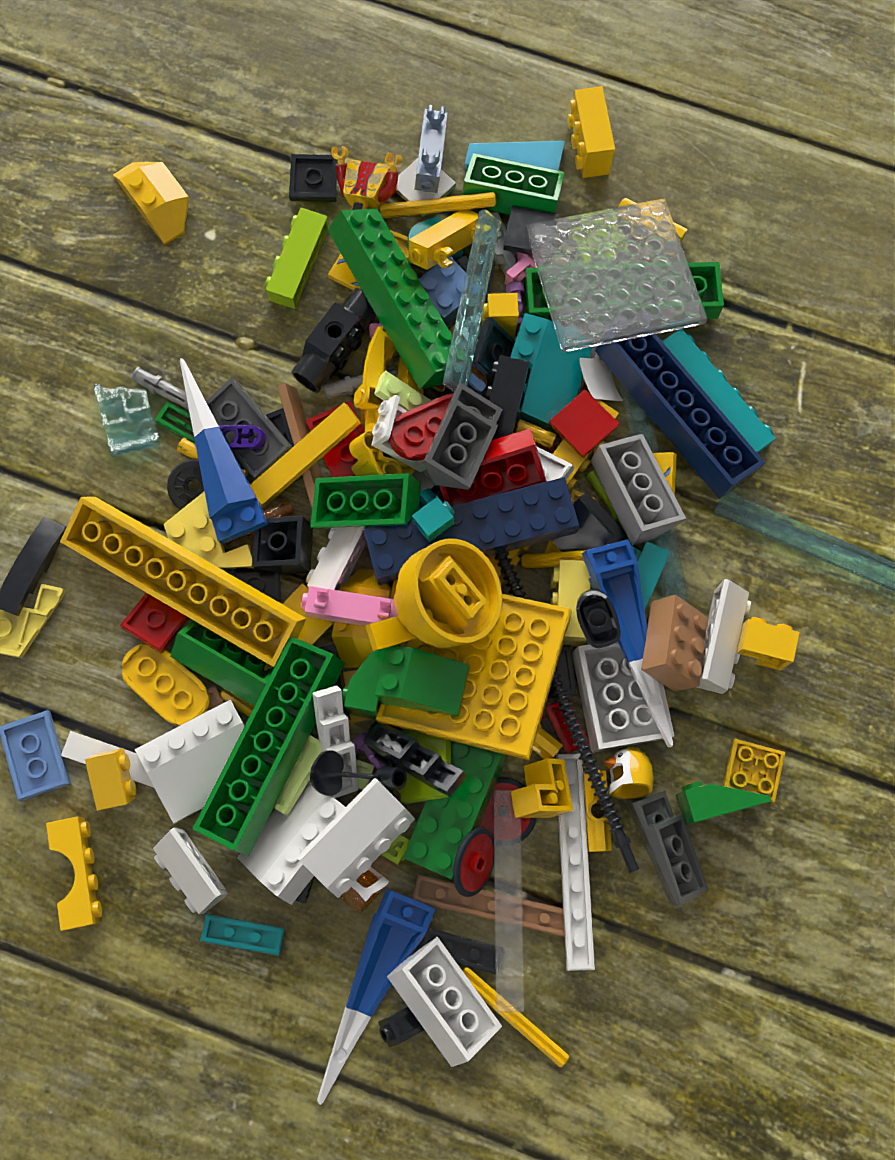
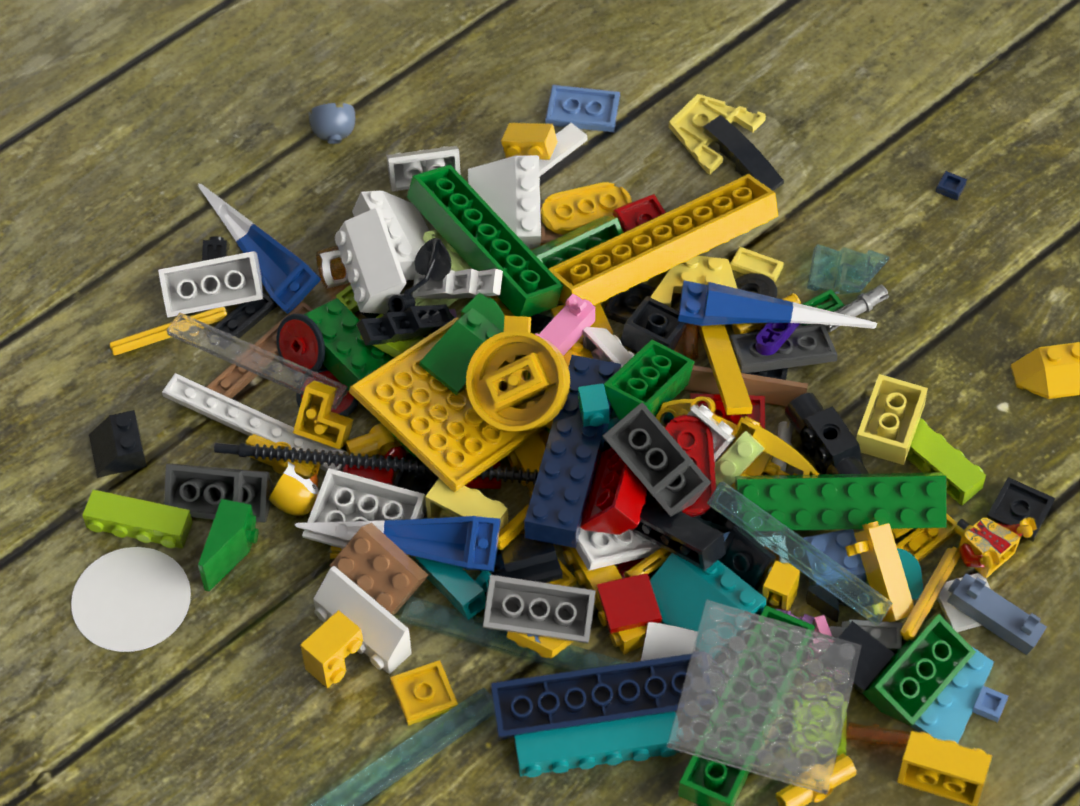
camera: 120 degrees right, 20 degrees down
(80, 905) = (497, 104): yellow arch -> none
(155, 498) = (750, 262): none -> light yellow tile
(179, 1000) = (332, 122): none -> sand blue cylinder
(242, 934) = (358, 181): teal tile -> none
(291, 290) = (891, 419): none -> light yellow brick
(508, 130) = (990, 704): none -> medium blue plate
(582, 200) = (877, 735): none -> clear orange pin
(598, 618) = (434, 500): black piece -> none
(669, 979) = (117, 445): none -> black slope
(734, 908) = (137, 519): none -> lime brick
(745, 558) = (423, 692): none -> yellow tile
(754, 768) = (234, 598): yellow tile -> none
(806, 866) = (131, 599): none -> white sticker

